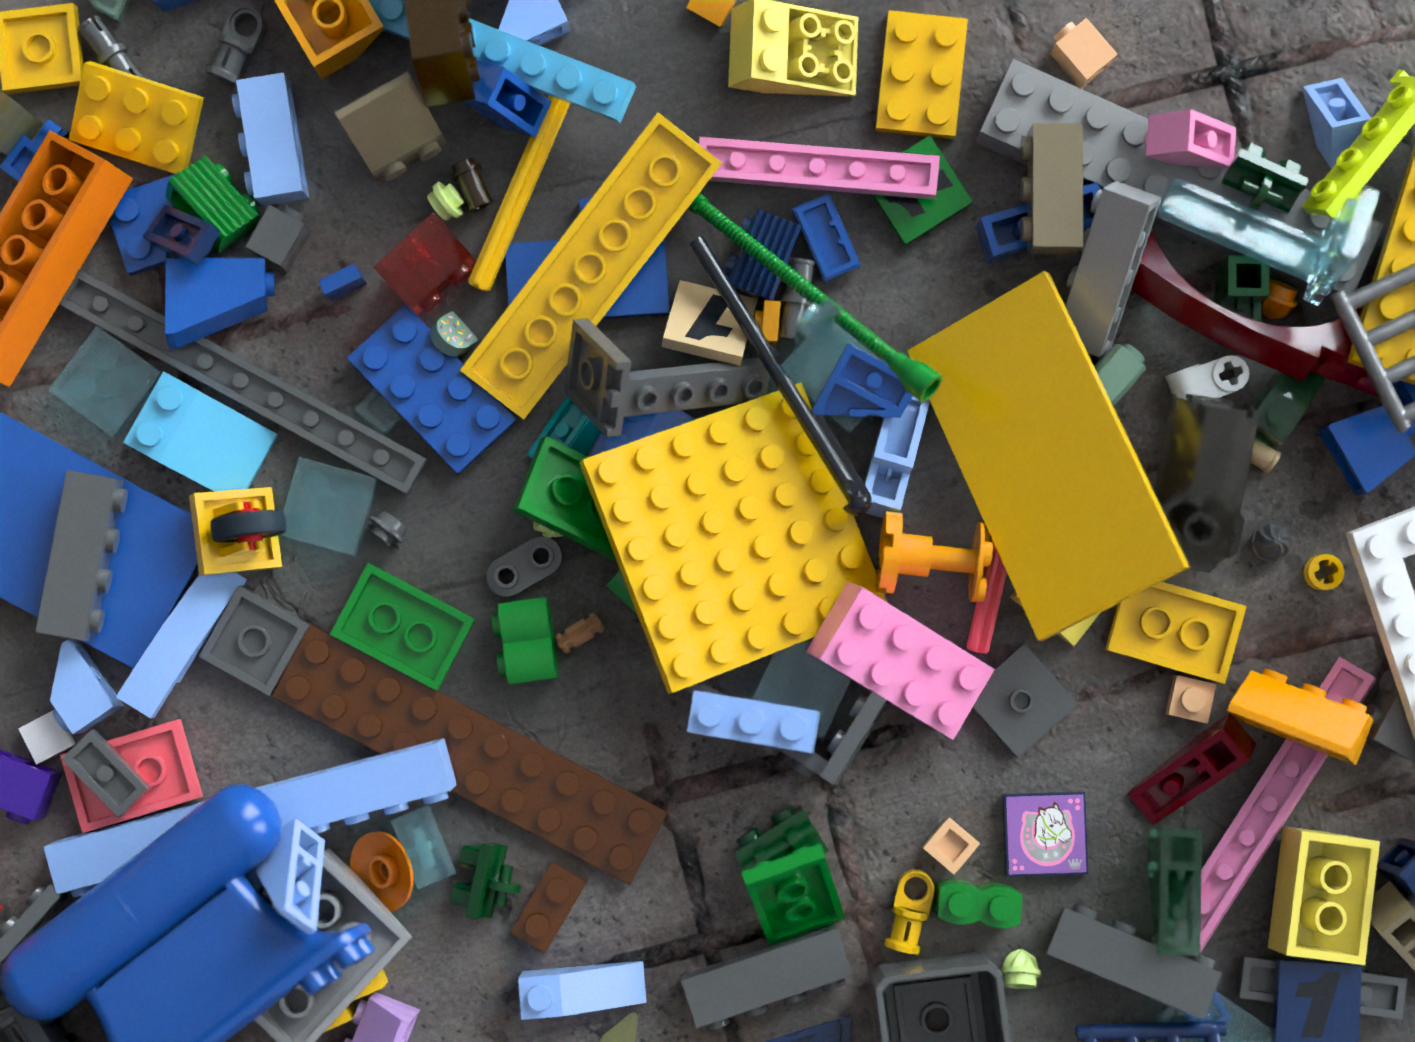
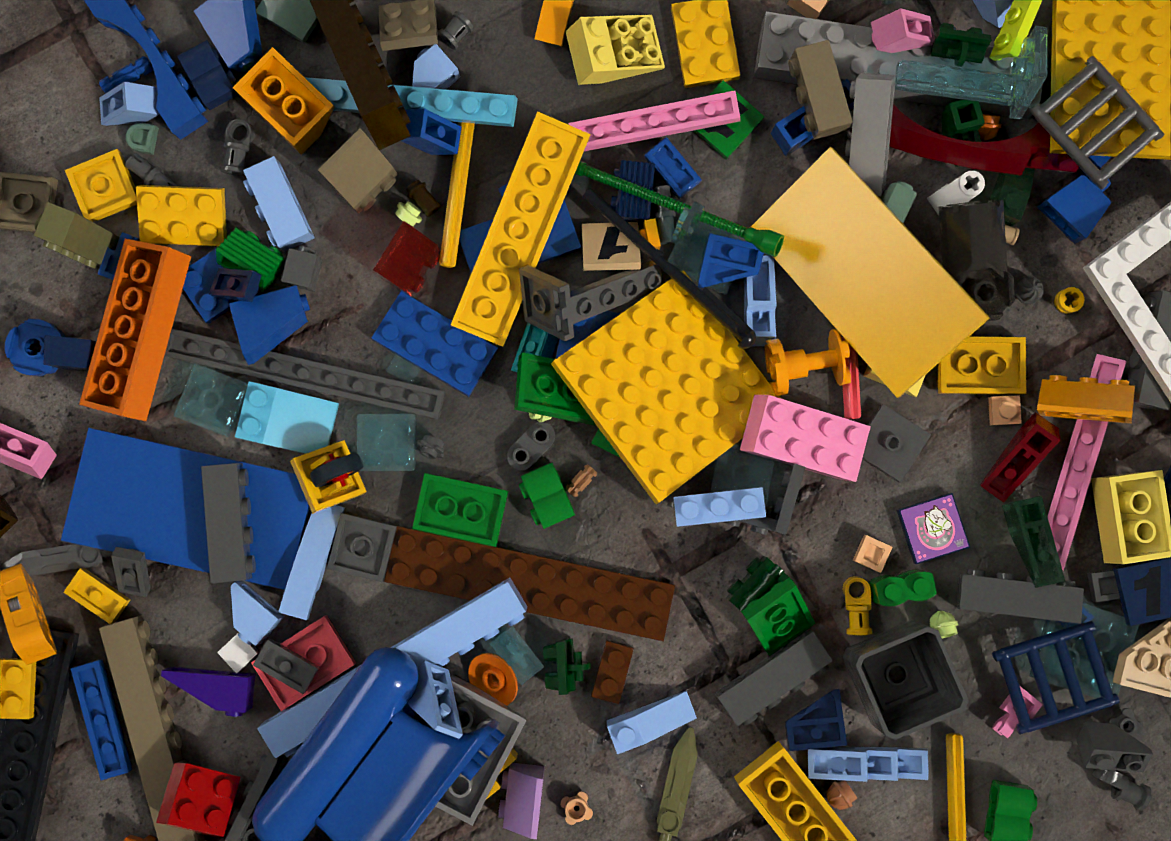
camera: 20 degrees left, 0 degrees up
(342, 282) = (353, 287): blue tile -> none
(452, 335) = (438, 303): sand green tile -> none

